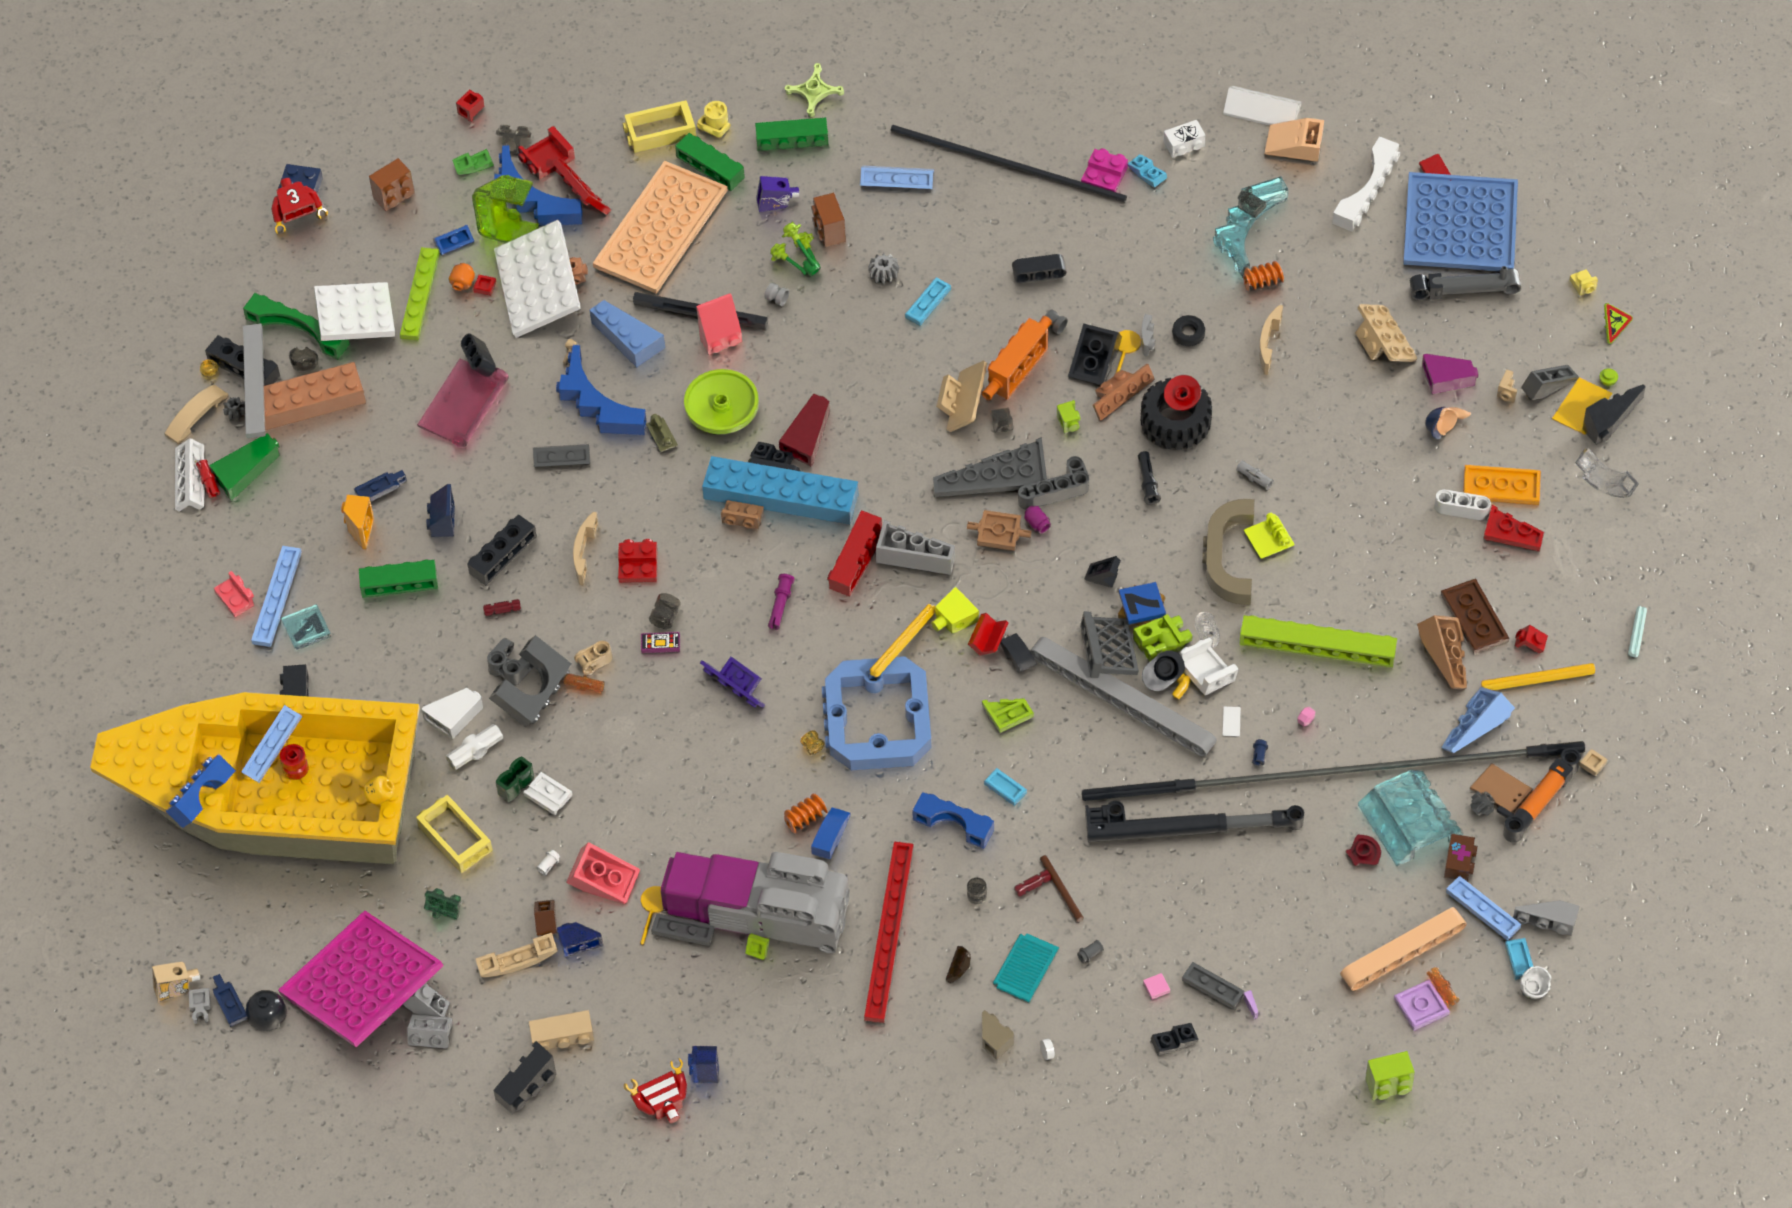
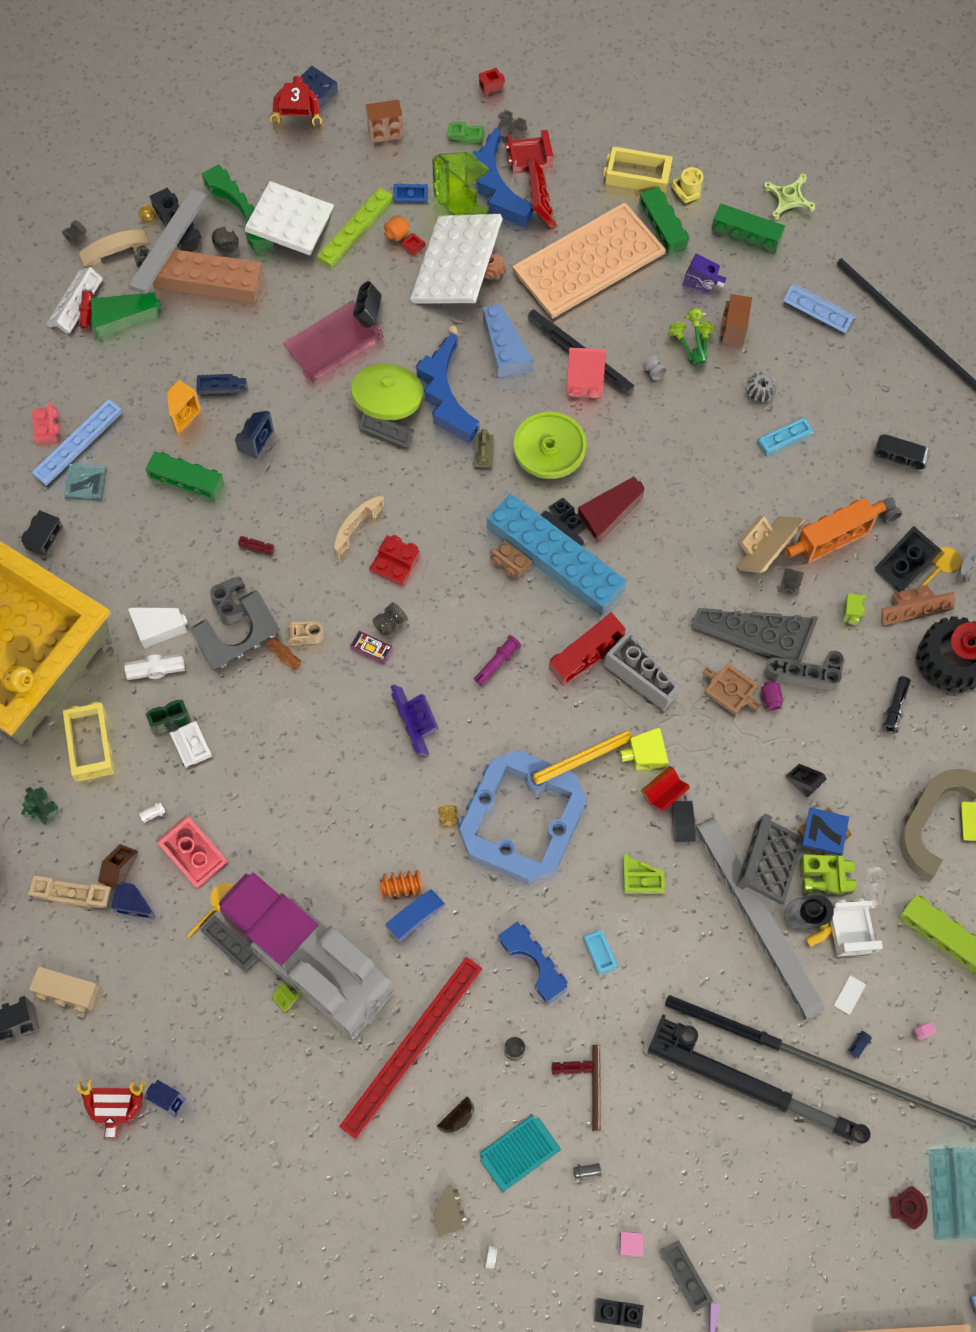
camera: 25 degrees right, 10 degrees up
(149, 415) = (74, 232): none -> clear smoke wheel
(499, 558) = (279, 499): black brick -> none
(542, 422) = (386, 391): none -> lime dish

